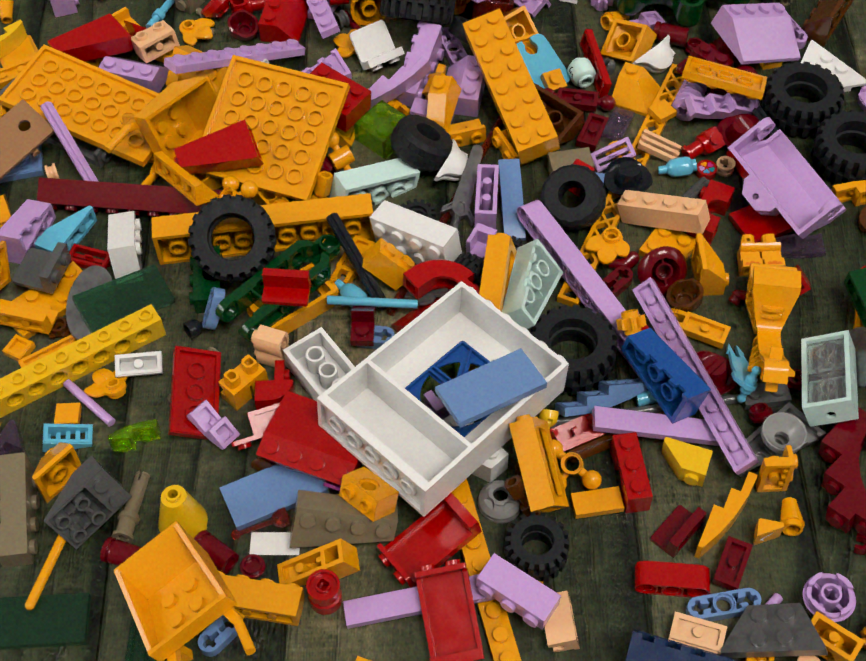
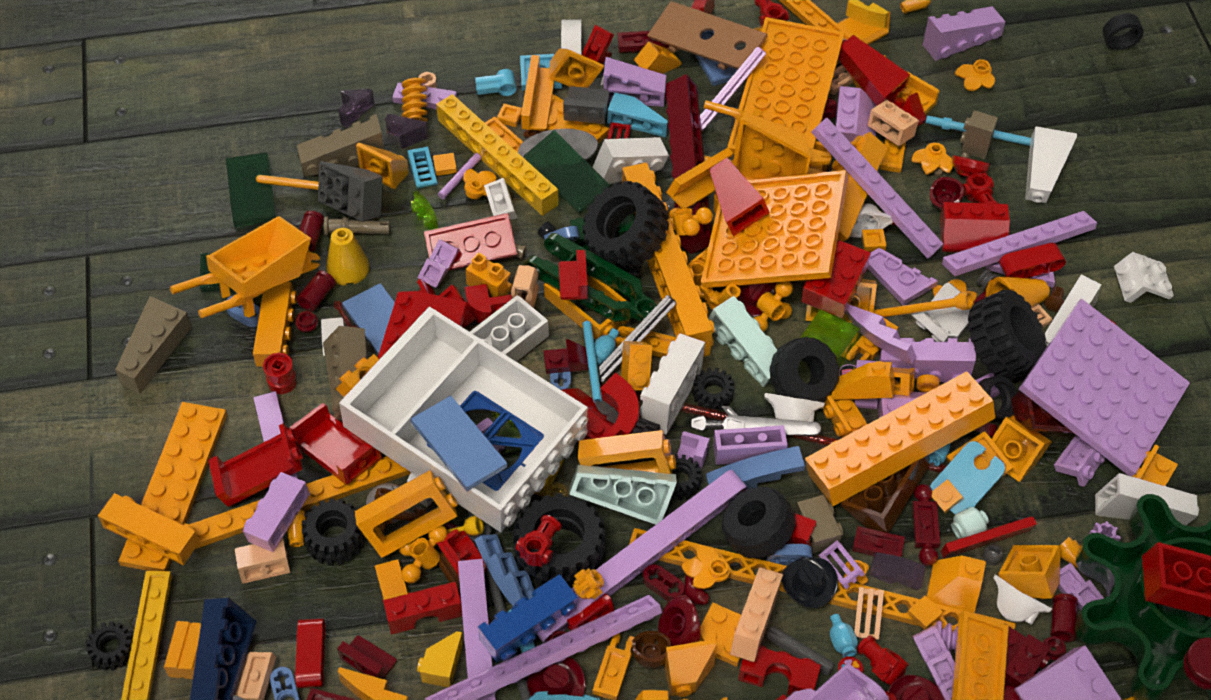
camera: 80 degrees right, 0 degrees up
(51, 171) = (709, 88): light nougat bush -> none
(335, 556) = (307, 369): light orange slope -> none
(385, 16) = (962, 301): none -> light orange piece
(591, 348) = (540, 540): none -> red connector

